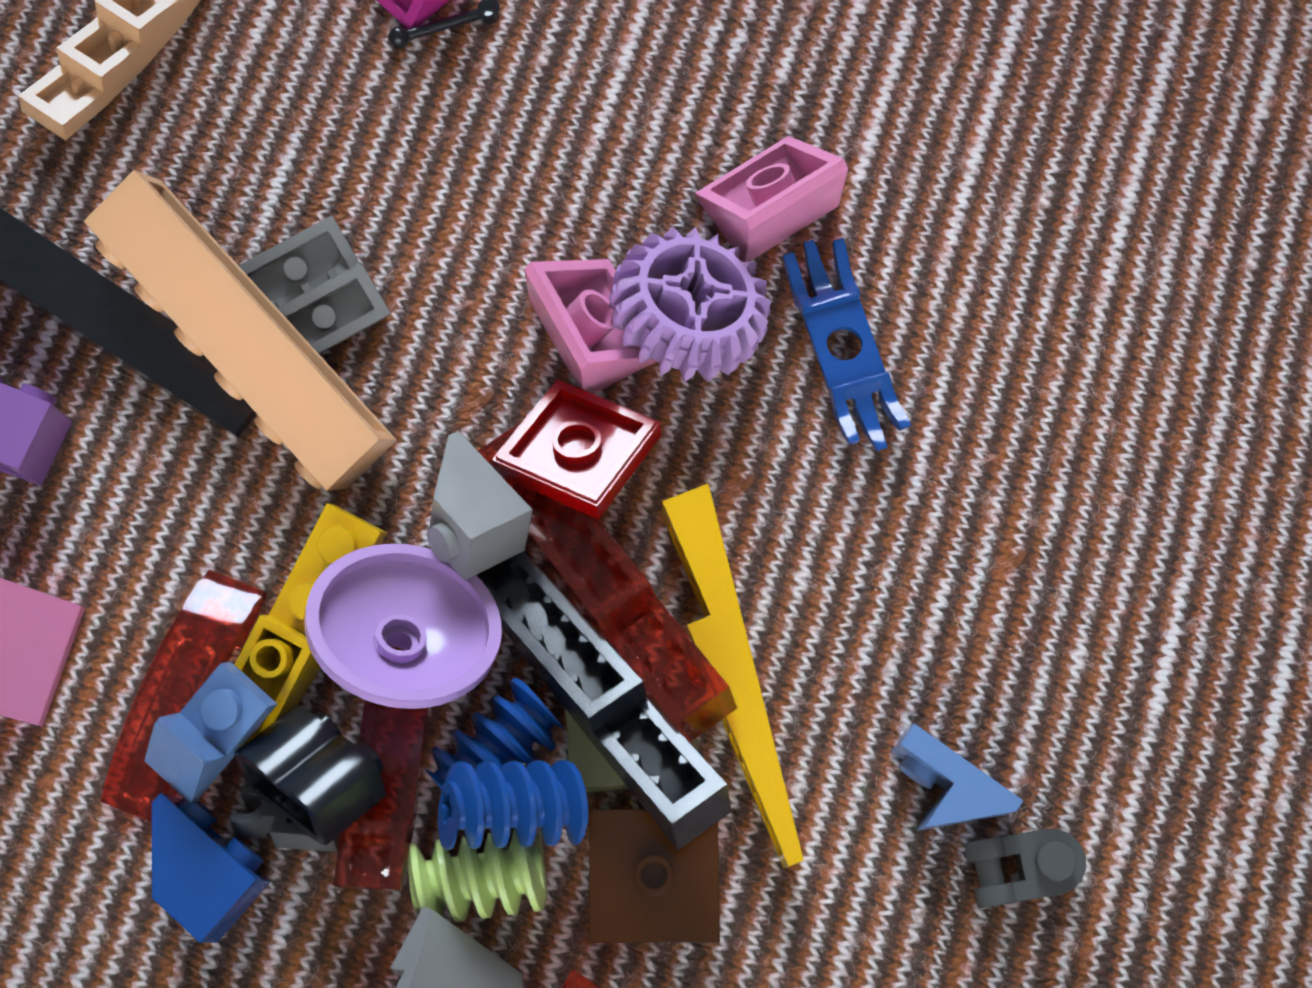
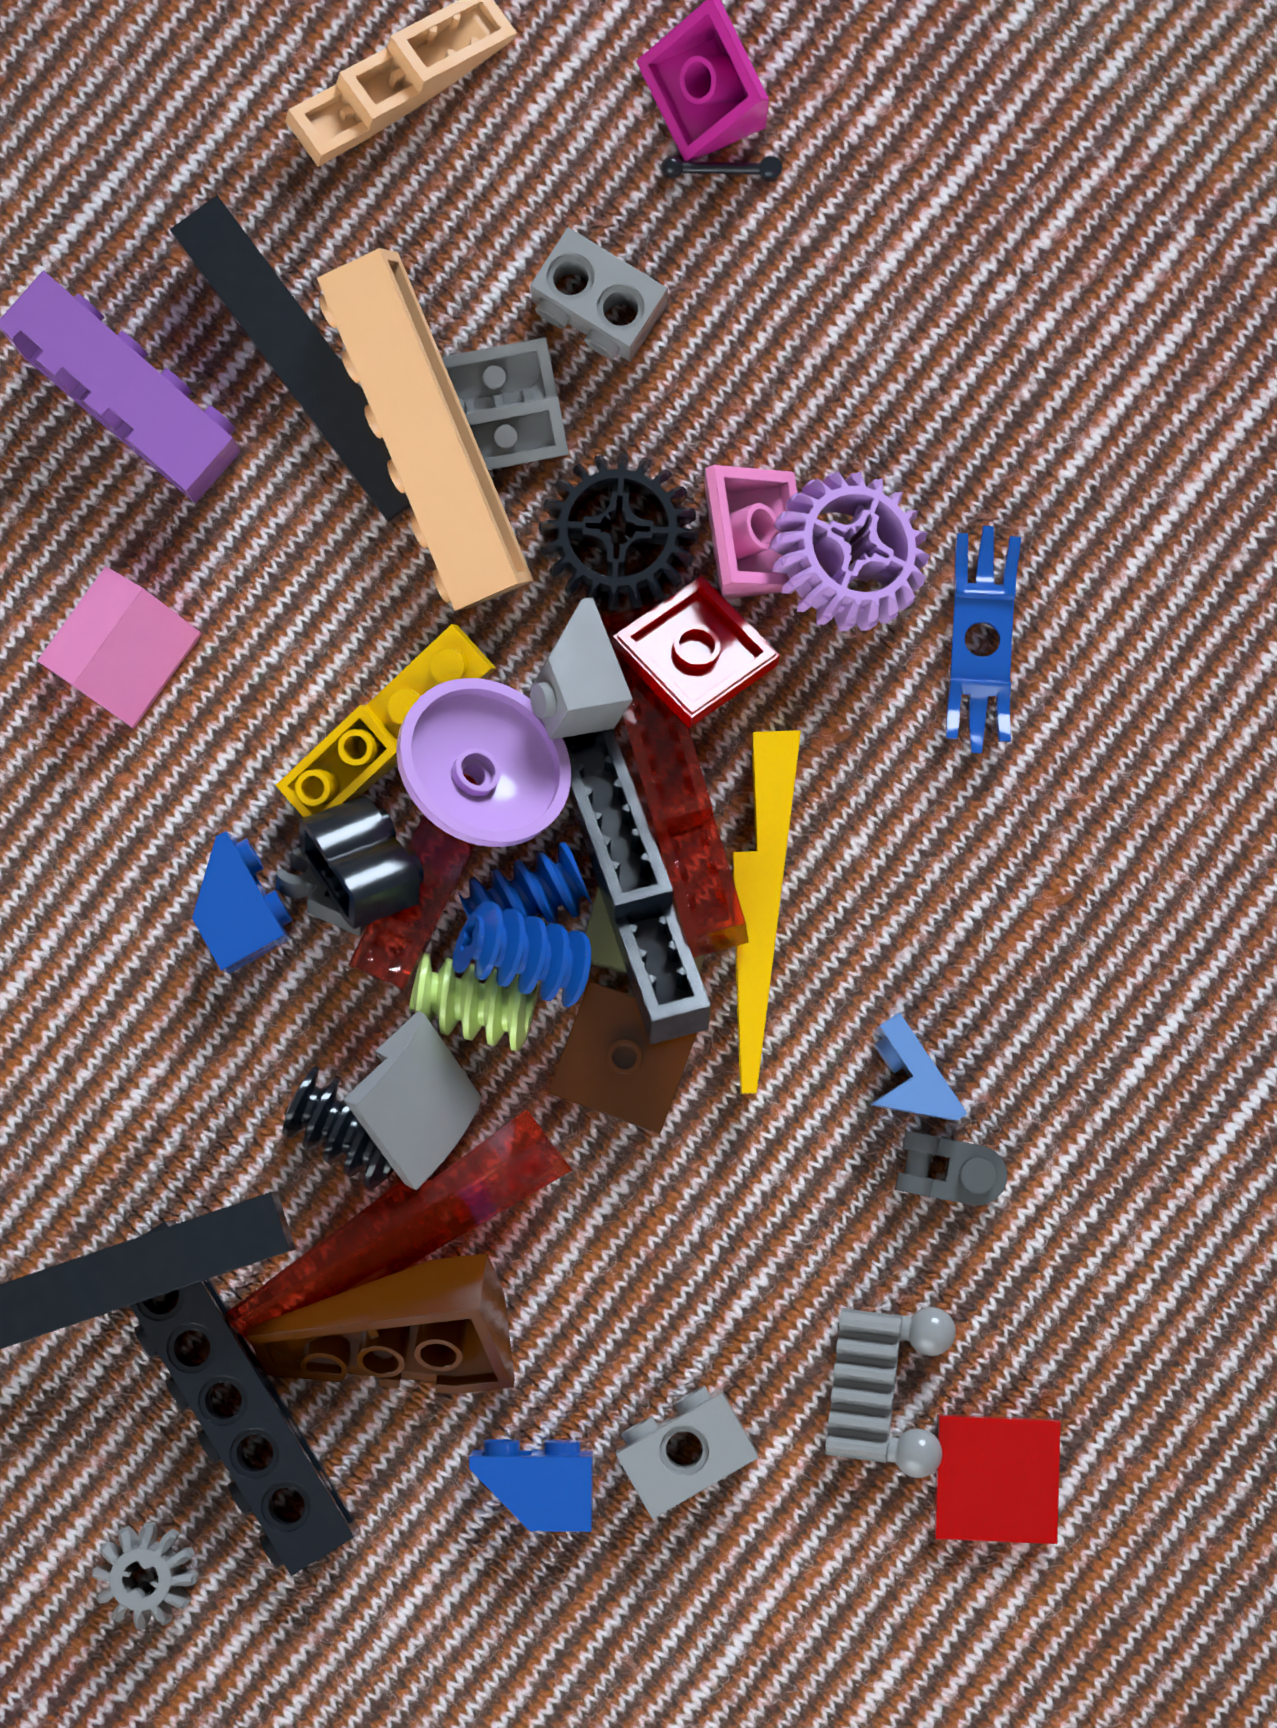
camera: 25 degrees right, 10 degrees up
(201, 637) = (266, 744): clear red slope -> none
(201, 740) = (283, 792): medium blue slope -> none
(374, 150) = (608, 284): none -> light grey brick
(485, 358) = (621, 483): none -> black gear
(774, 195) = (972, 464): bright pink slope -> none

